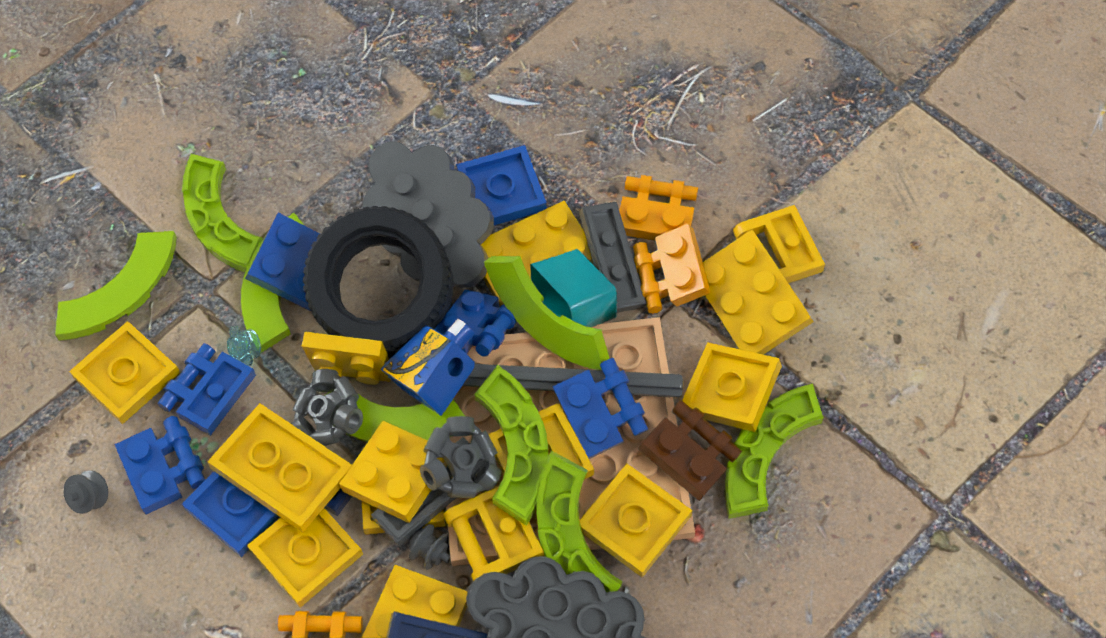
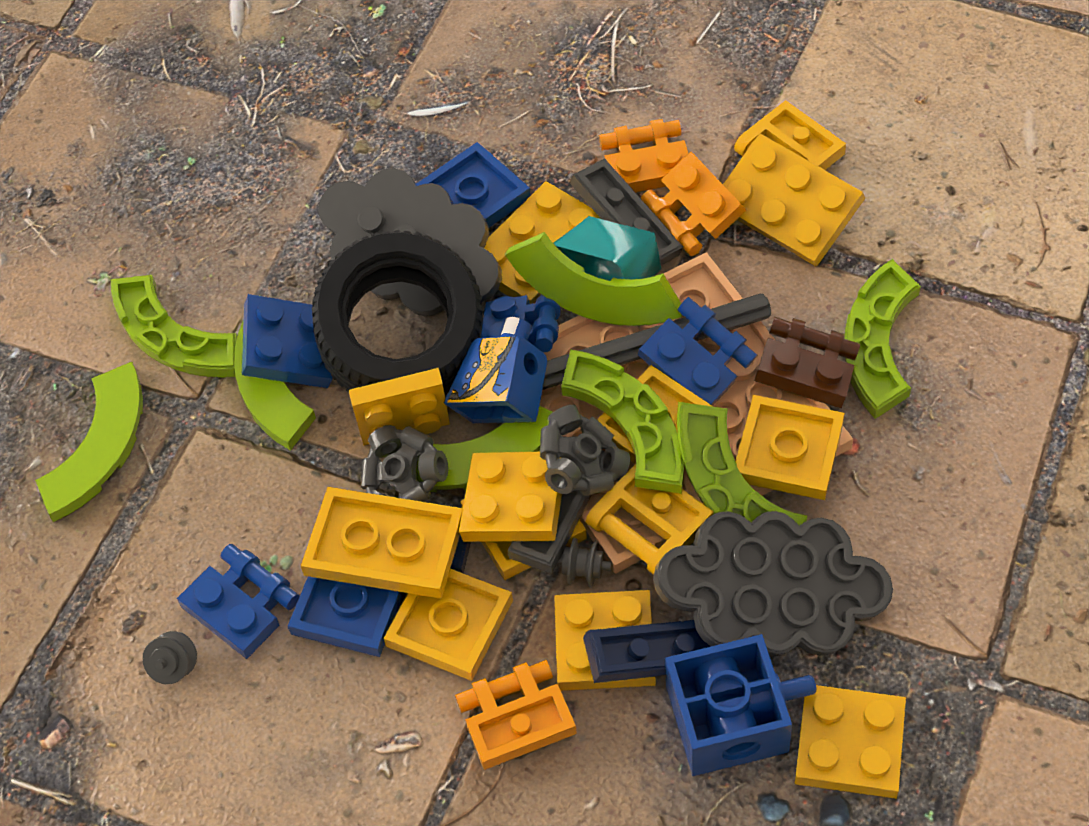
camera: 20 degrees left, 5 degrees down
(124, 372) = (150, 522): yellow plate -> none
(215, 392) = (264, 504): blue plate -> none
(243, 345) = (272, 444): clear light blue plate -> none
(732, 385) = (816, 286): yellow plate -> none

